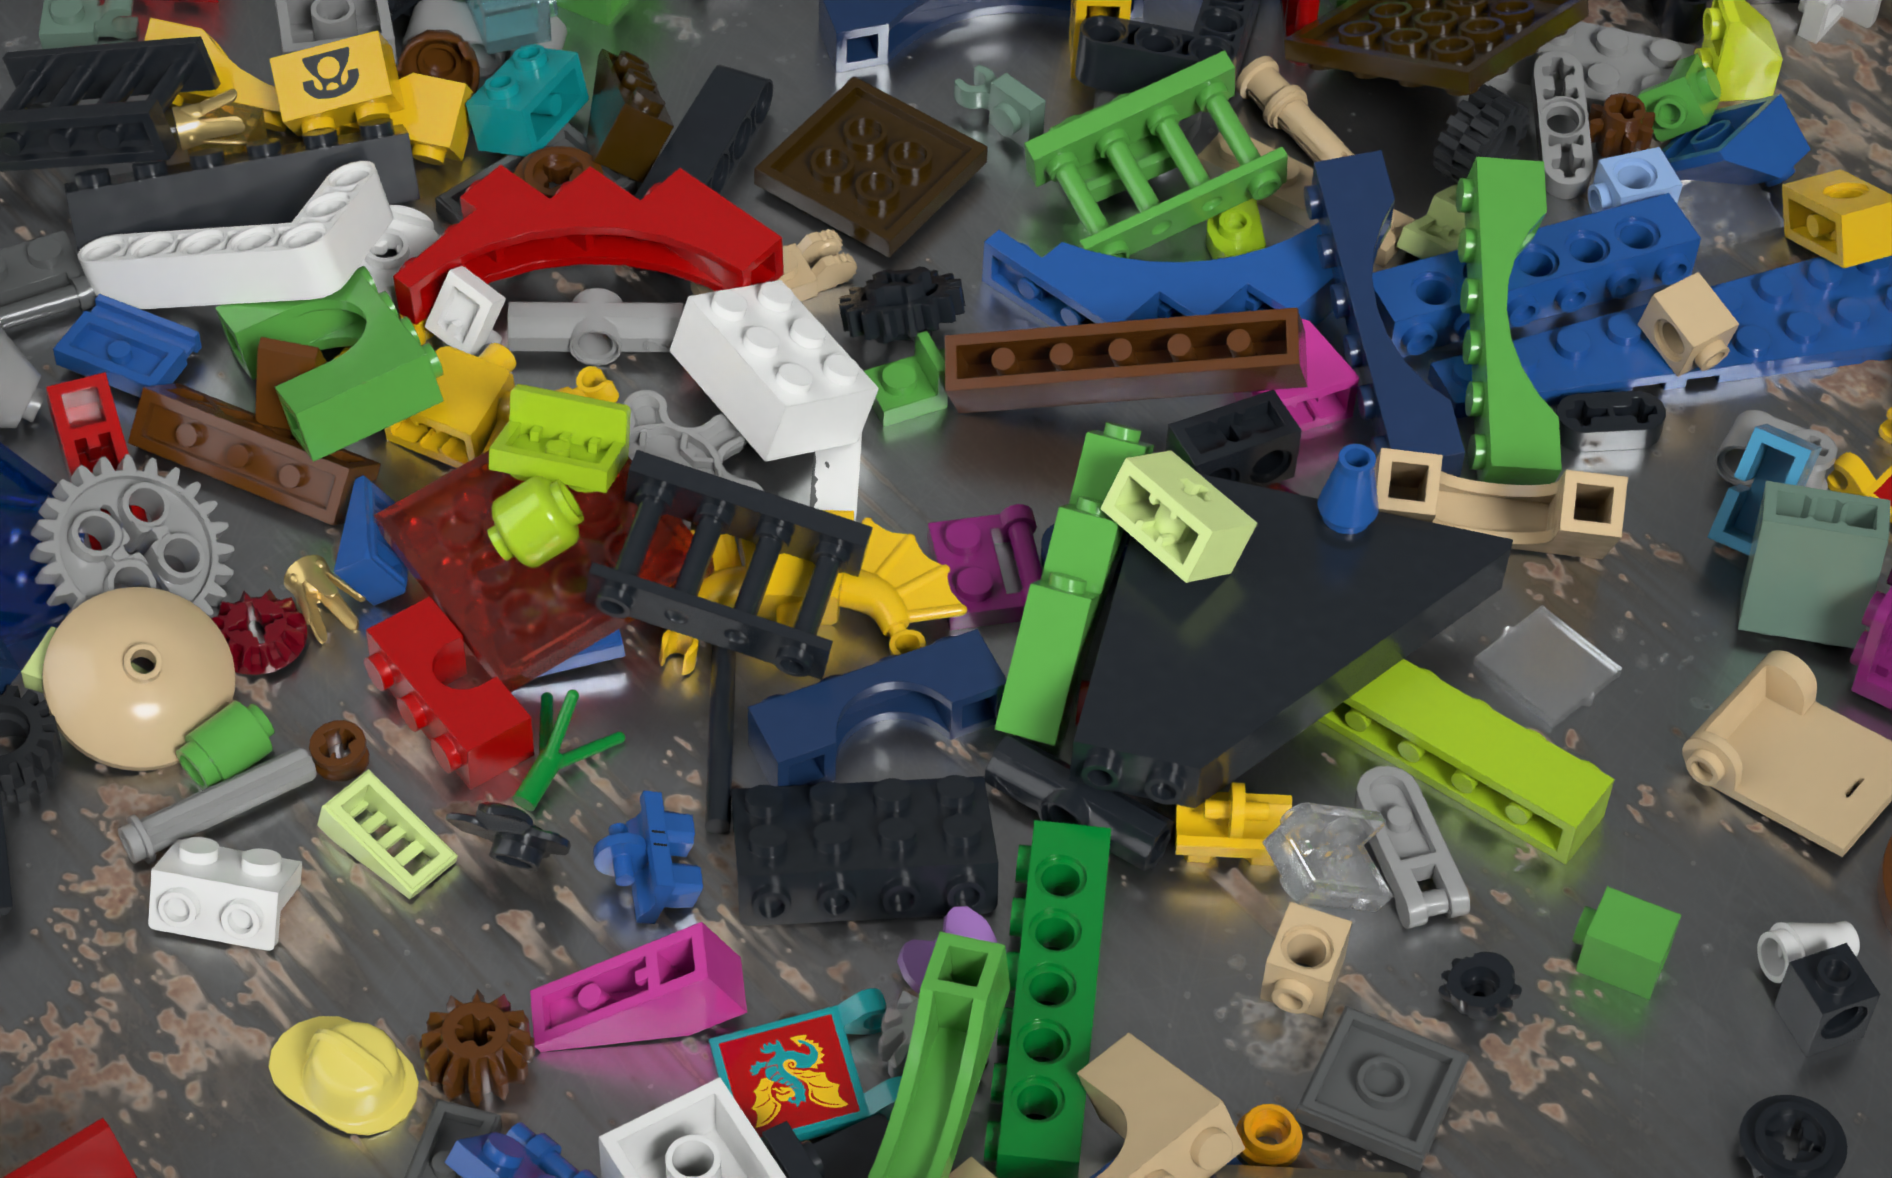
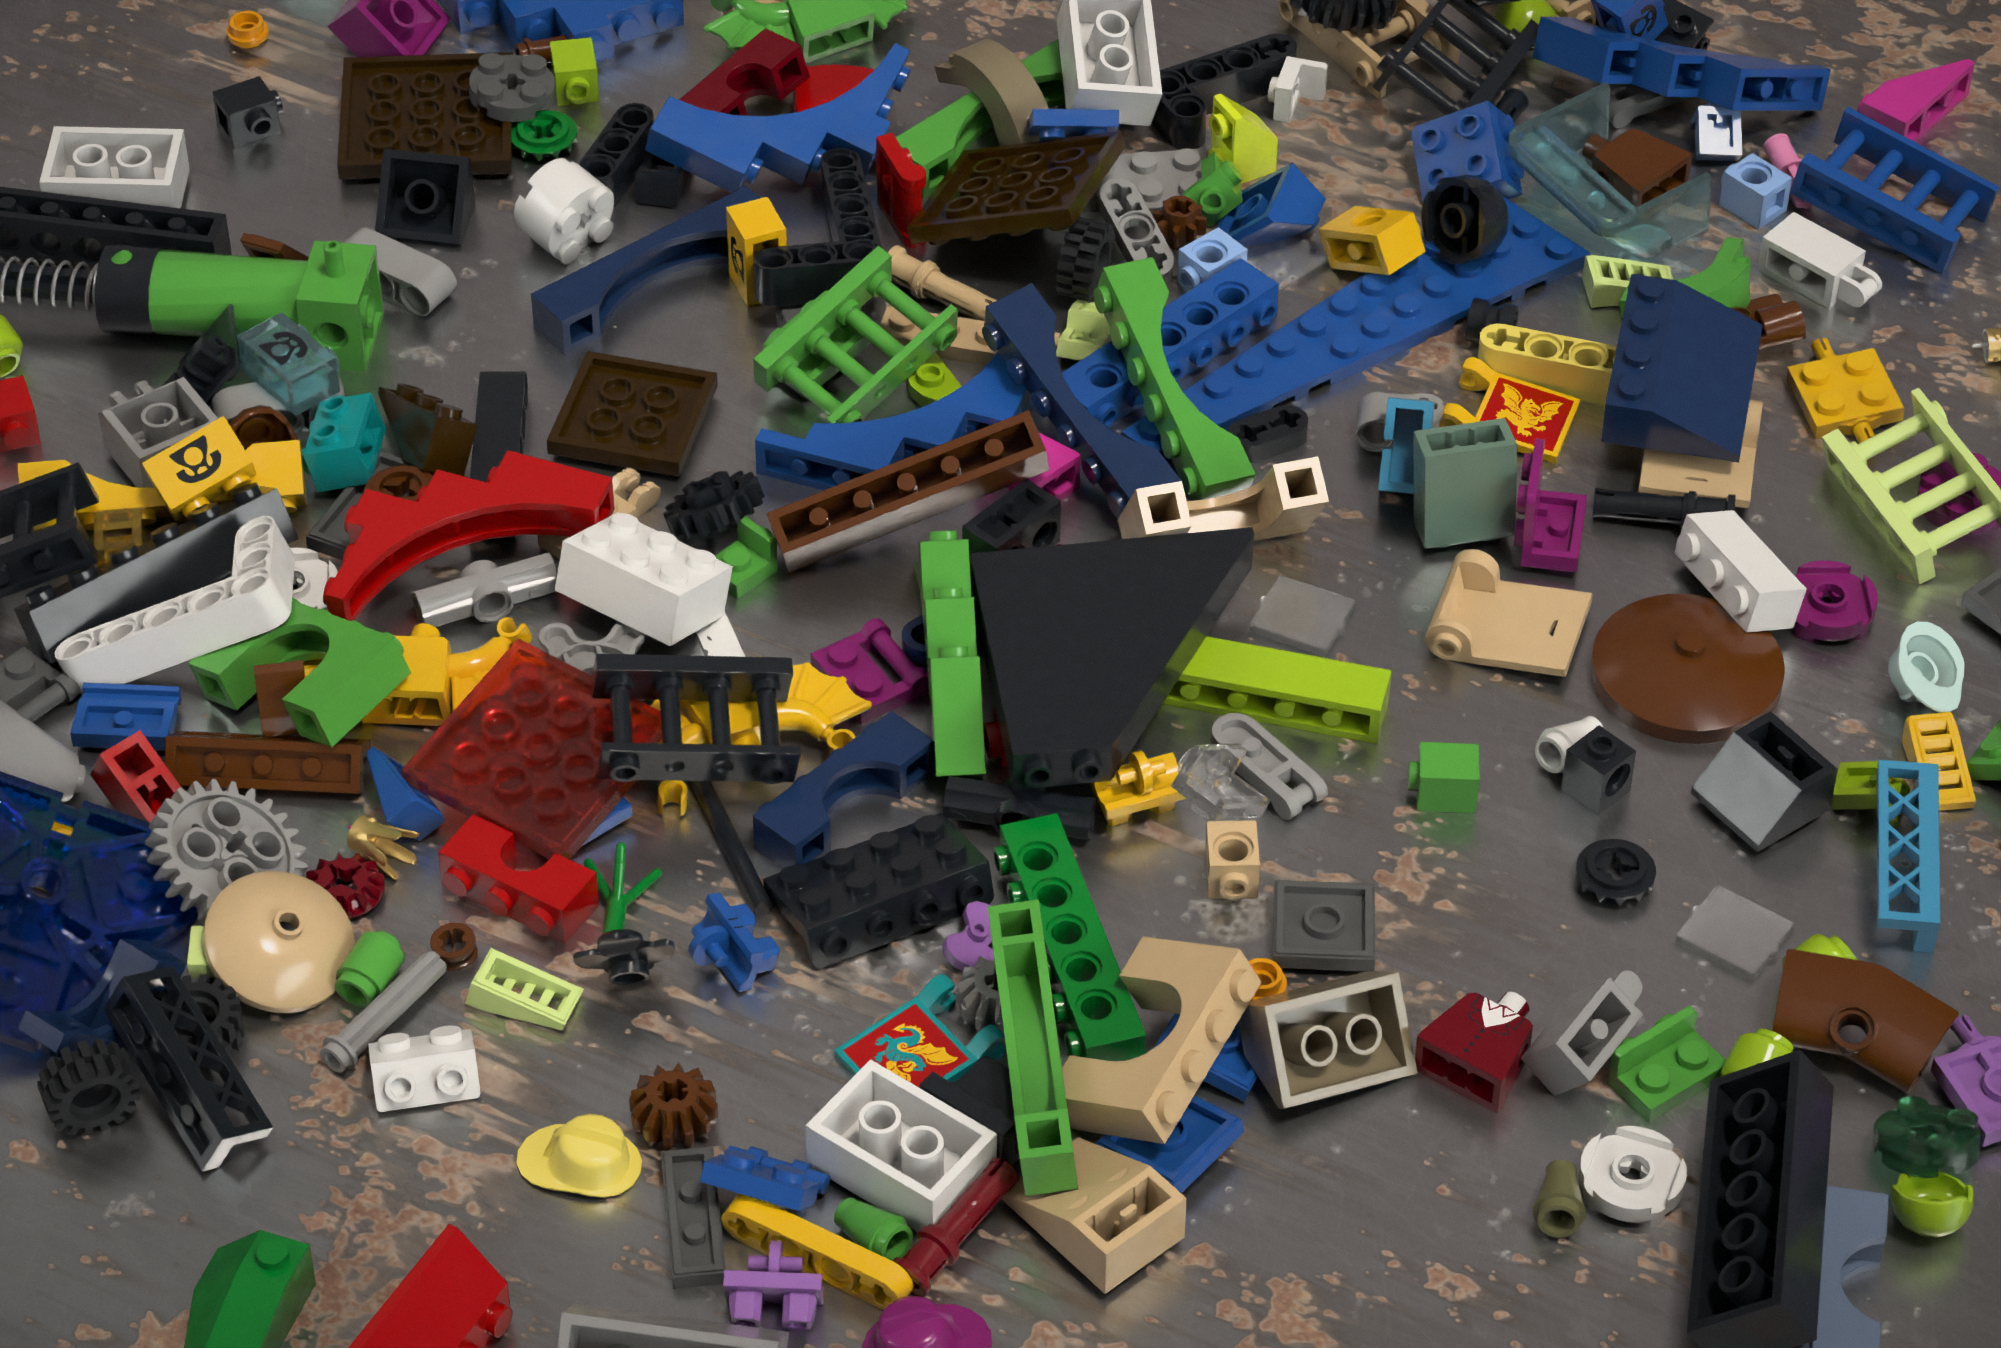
camera: 20 degrees left, 5 degrees down
(198, 131) = (105, 535): pearl gold piece -> none
(466, 312) = (387, 605): white bracket -> none
(535, 521) = (536, 732): lime head -> none
(563, 439) = (526, 667): lime bracket -> none
(643, 994) = (775, 1032): dark pink slope -> none
(1011, 105) = (718, 337): sand green plate -> none
(1178, 516) = (1016, 578): yellowish green brick -> none
(1350, 494) = (1128, 525): blue cone -> none
(1480, 985) = (1360, 838): black animal -> none
(1689, 325) = (1299, 347): tan brick -> none

